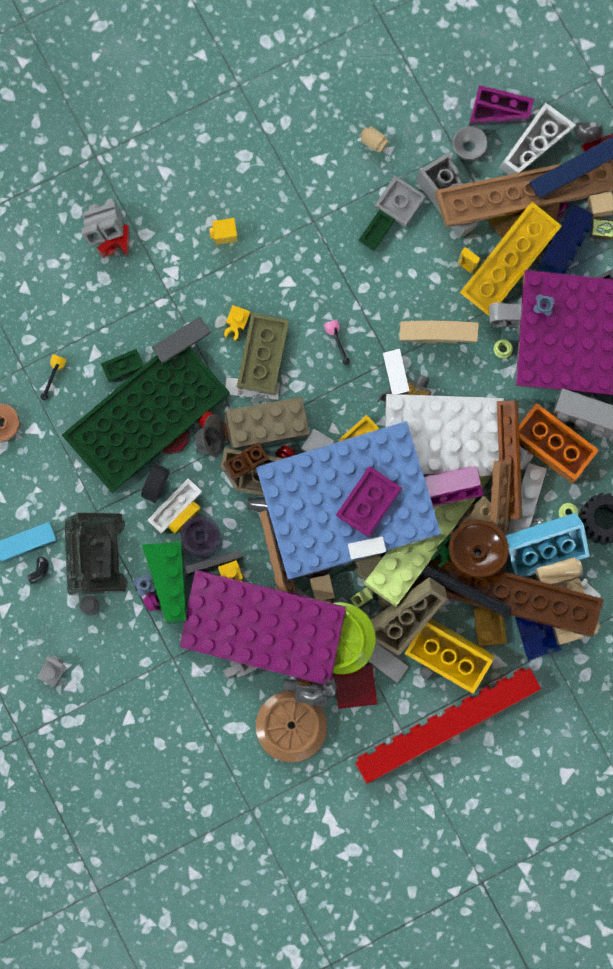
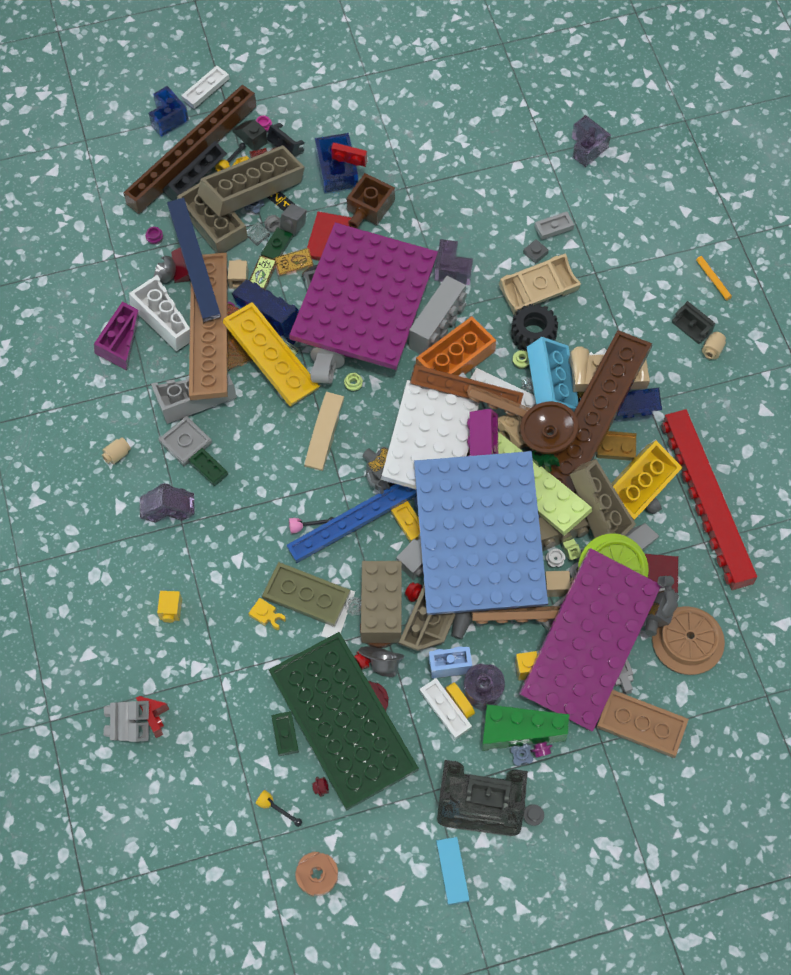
camera: 75 degrees left, 15 degrees down
(41, 570) = (488, 859): black arm -> none
(52, 670) = (597, 867): light grey bracket -> none
(79, 408) = (320, 786): none -> dark red plate
(155, 483) = (419, 720): black tyre -> none
(181, 340) = (274, 667): dark grey tile -> none
(196, 693) = (643, 723): none -> medium nougat plate
(214, 562) = (511, 678): dark grey tile -> none
(216, 494) = (449, 662): none -> light blue brick
(245, 461) = (418, 622): reddish brown slope -> none
(325, 200) = (165, 502): none -> clear purple brick
(342, 374) = (350, 521): none -> blue plate
(345, 582) = (555, 553): none -> white plate
(366, 547) = (532, 520): white sticker -> none
(369, 501) = (488, 508): magenta tile -> none
(396, 372) = (355, 475): white sticker -> none
(467, 591) = (588, 445): black axle -> none
(468, 260) = (262, 389): yellow tile -> none
(474, 136) = (144, 362): light grey piece -> none
(548, 301) = (328, 319): sand blue plate -> none

